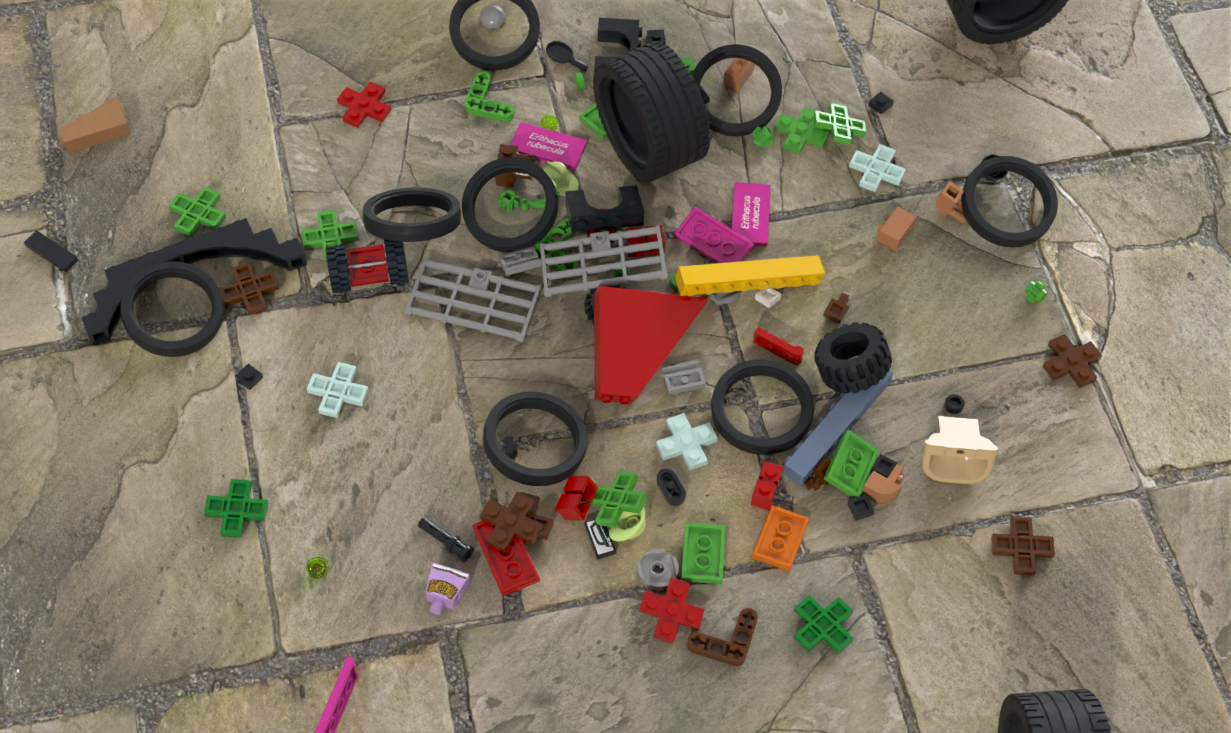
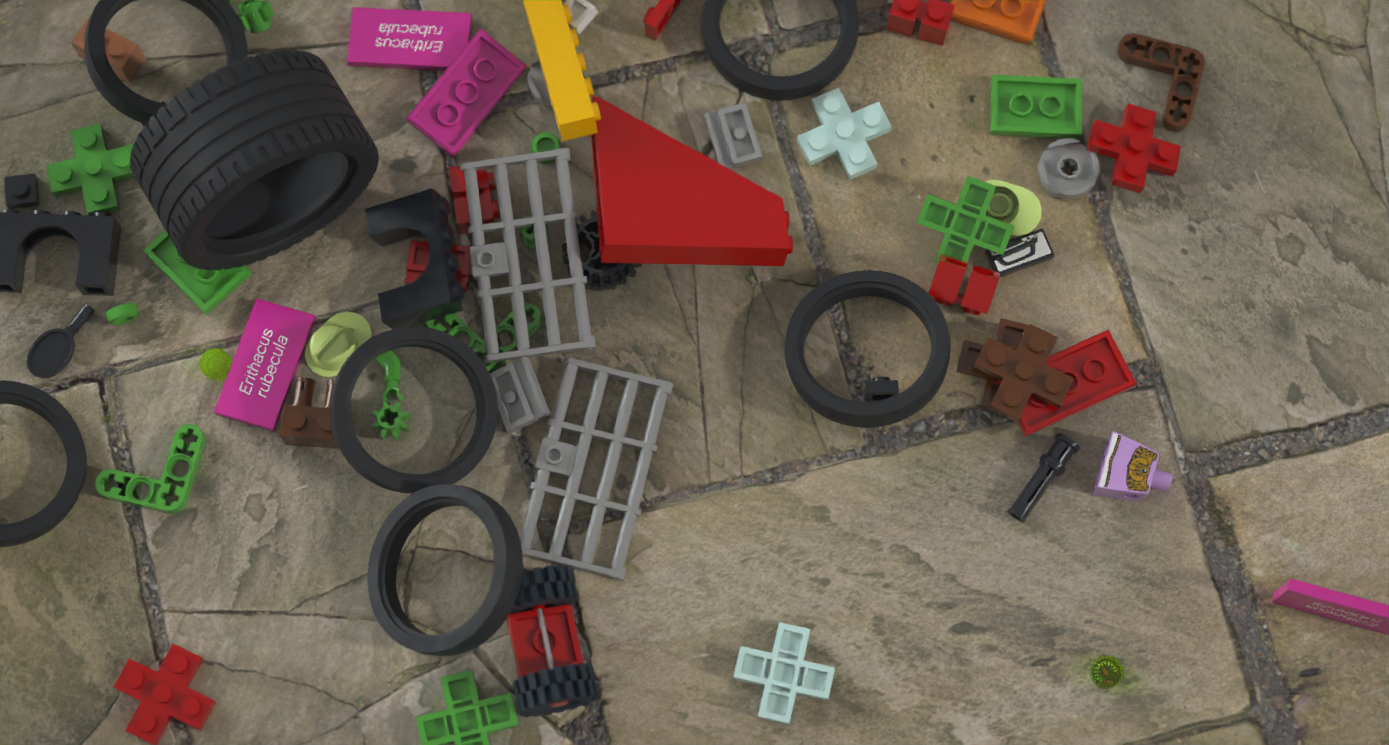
camera: 90 degrees left, 15 degrees up
(671, 488) = (927, 154): black plate -> none

